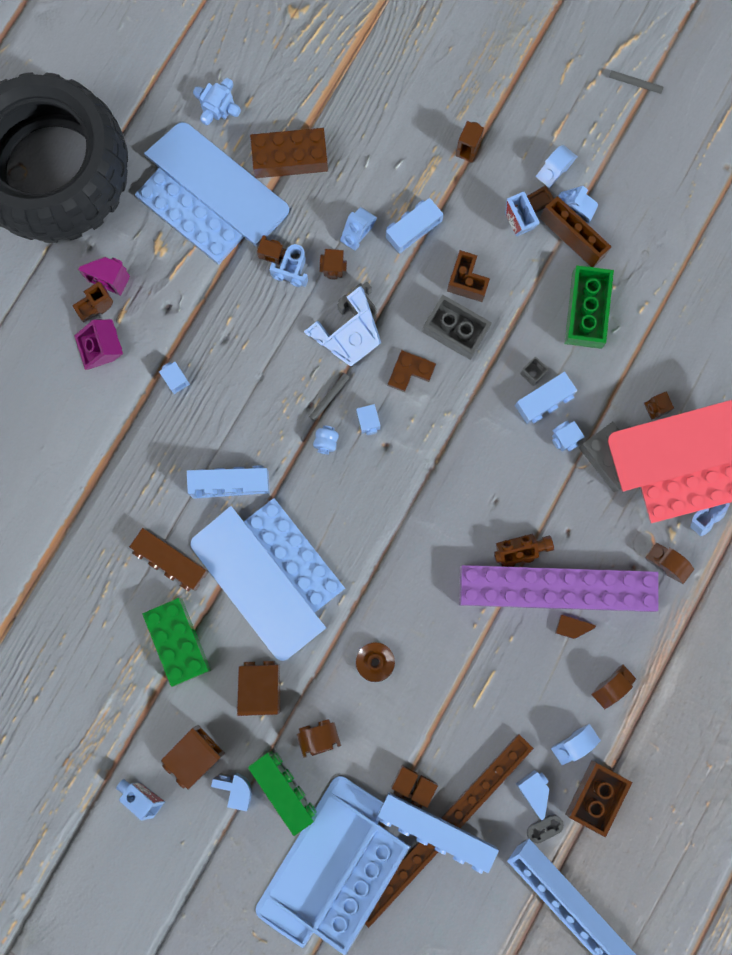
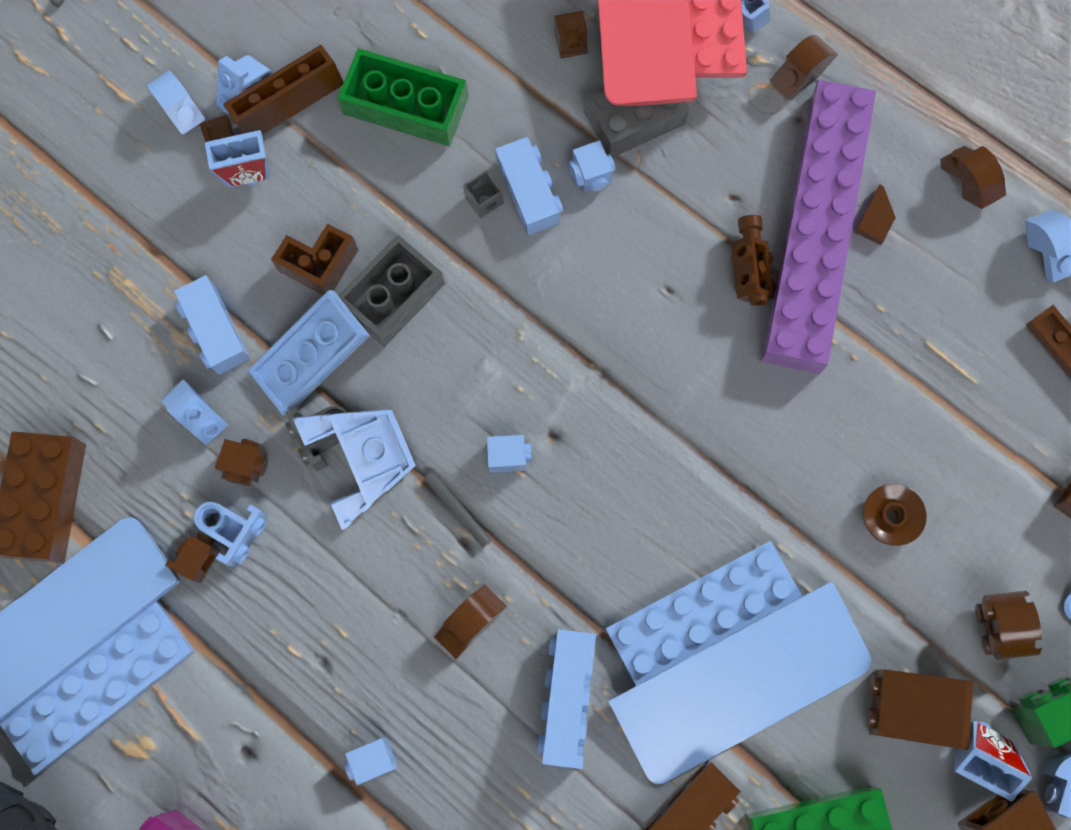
camera: 75 degrees left, 5 degrees down
(235, 733) = (992, 762): none -> light blue torso
(263, 417) = (469, 621): none -> reddish brown brick
(325, 440) = (527, 526): light blue piece -> none
(406, 286) = (308, 352): none -> light blue tile
(407, 366) = (434, 379): reddish brown plate -> none
(469, 141) = (100, 213): reddish brown piece -> none

